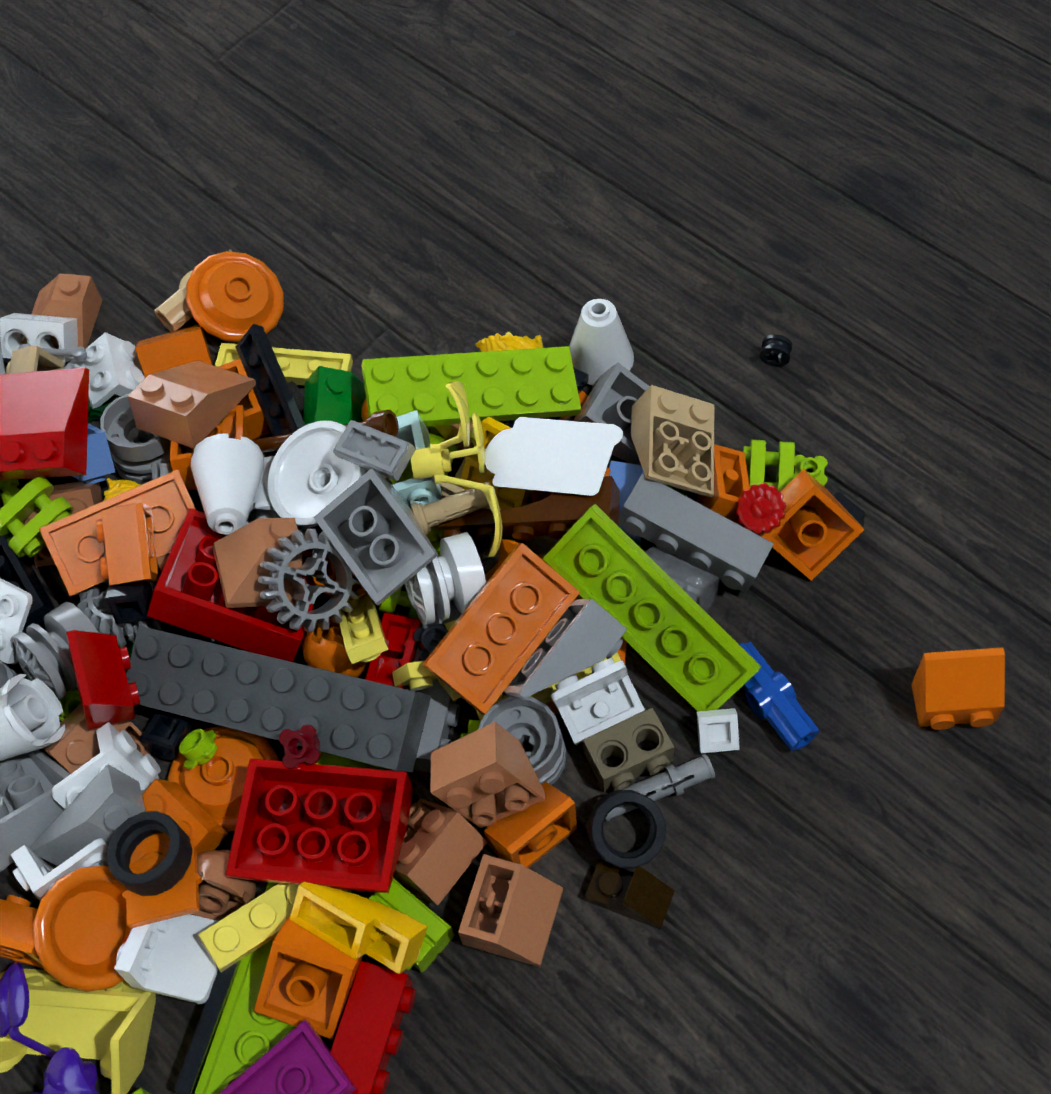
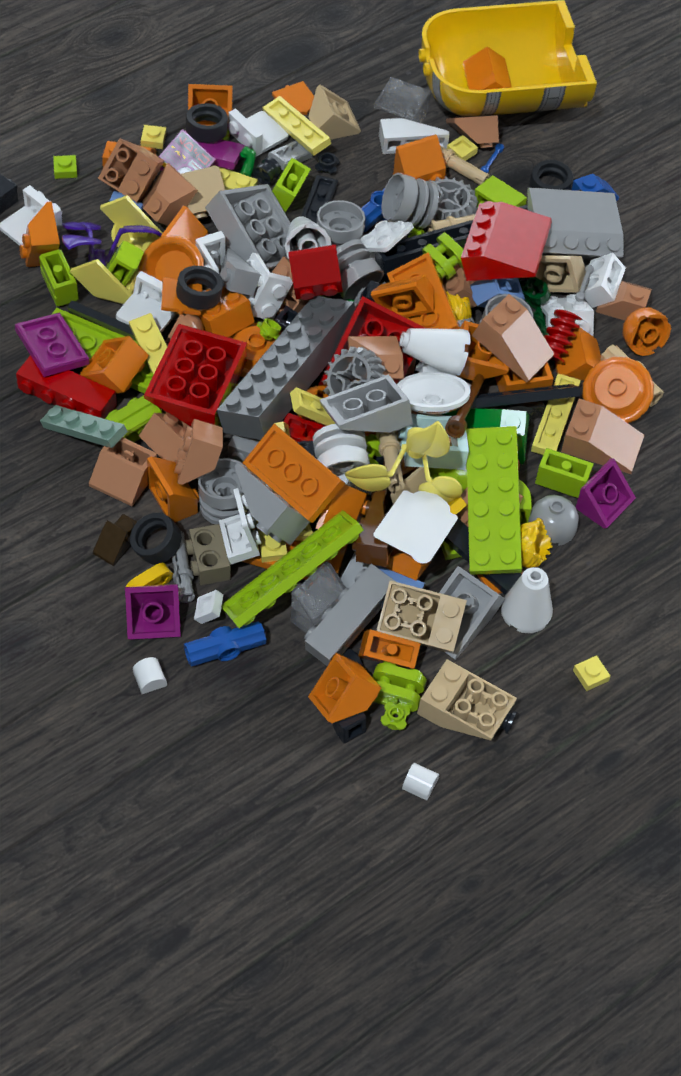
camera: 90 degrees right, 5 degrees down
(91, 1013) = (125, 261): none -> lime brick
(122, 281) = (646, 330): none -> orange cylinder
(148, 360) = (559, 333): none -> red piece
(311, 311) = (601, 435): none -> nougat slope
(311, 746) = (244, 364): dark red plate -> none
(359, 925) = (129, 385): yellow slope -> none
(374, 450) = (429, 409): light grey plate -> none
(388, 328) = (563, 472): none -> lime brick
(406, 297) = (605, 495): none -> magenta slope
(443, 994) = (83, 426): none -> sand green plate
(454, 334) = (558, 517): none -> light grey cylinder
(674, 279) = (591, 673): none -> light yellow plate
(698, 825) = (156, 575): none -> yellow beam
(752, 805) = (152, 611): none -> magenta slope
(761, 508) = (354, 652): red piece -> none
(772, 390) = (465, 702): none -> tan slope
(852, 786) = (149, 675): none -> white brick
(890, 426) = (420, 781): none -> white brick
(960, 688) = (192, 750): orange slope -> none

